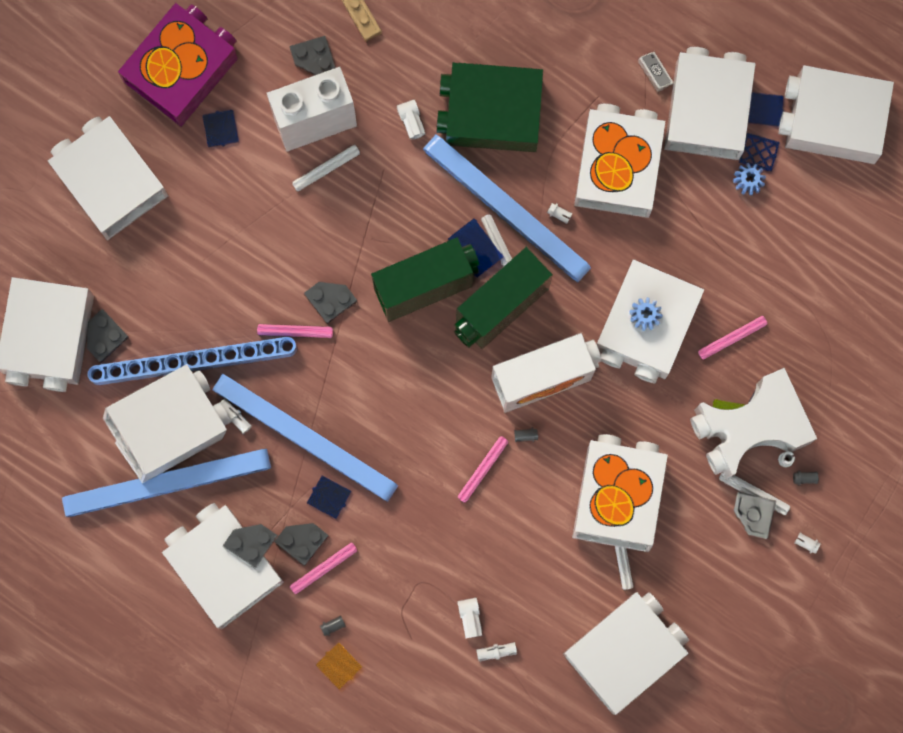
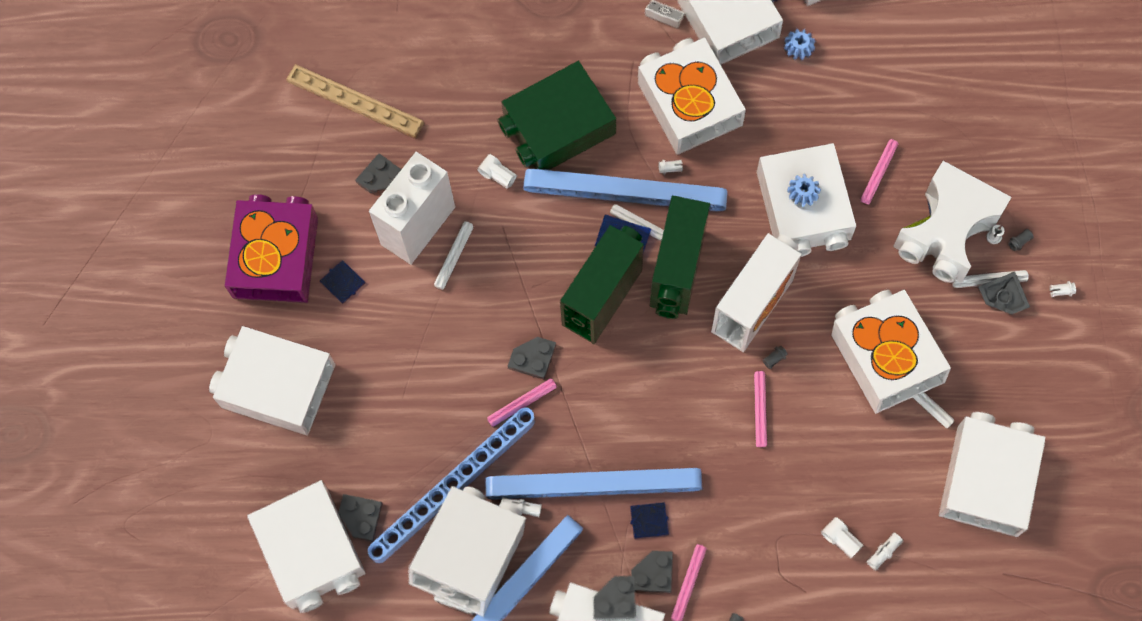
camera: 30 degrees left, 10 degrees down
(761, 139) = (803, 17): clear blue window -> none

